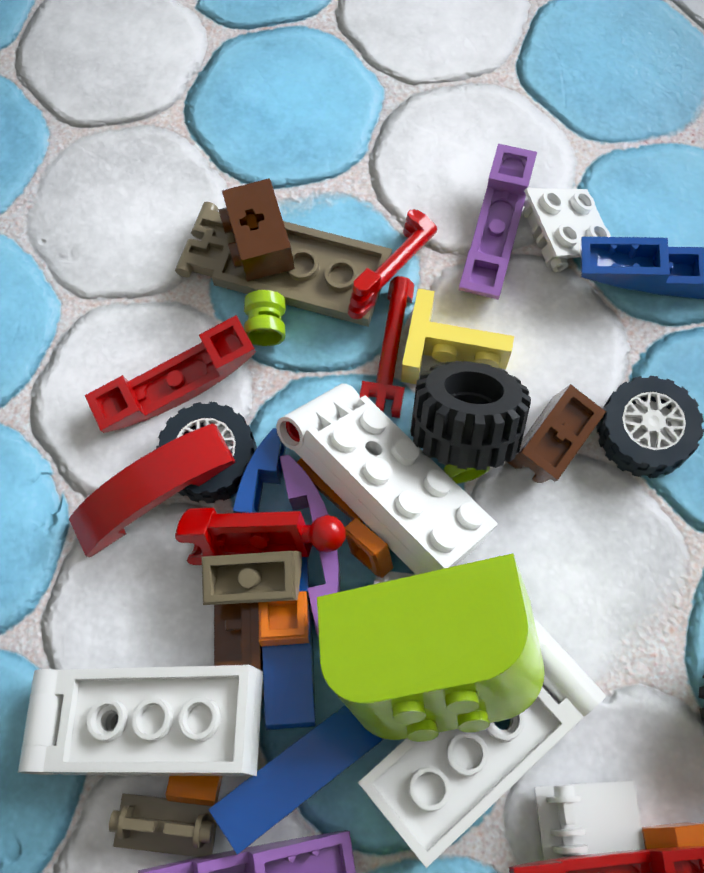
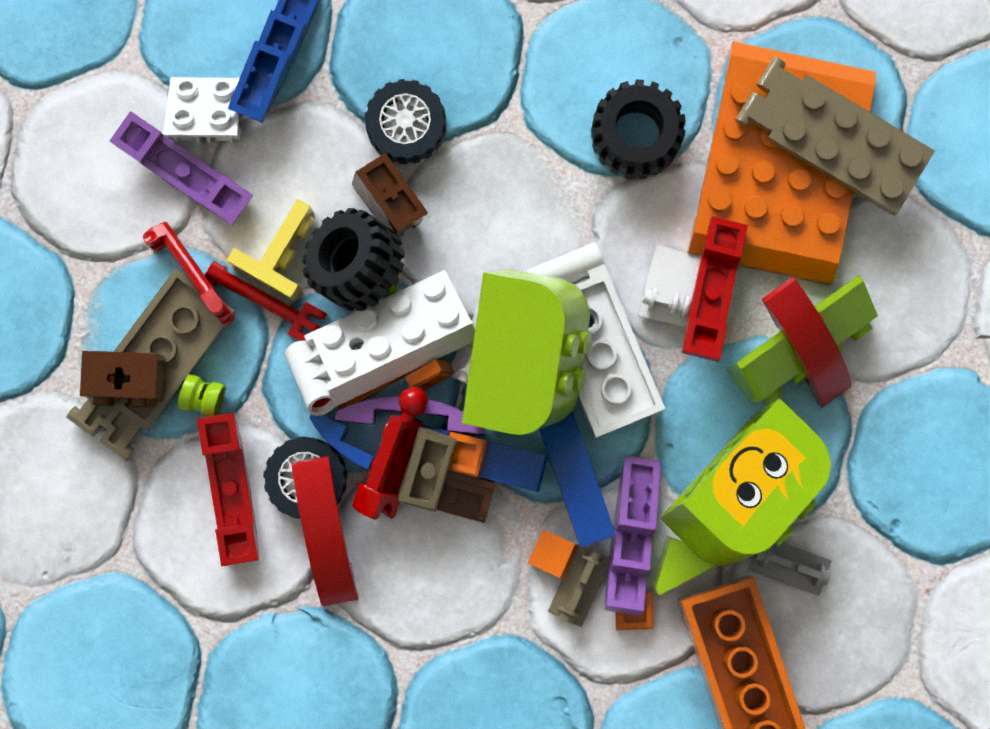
camera: 75 degrees left, 15 degrees up
(166, 725) = (508, 564): white hinge -> none

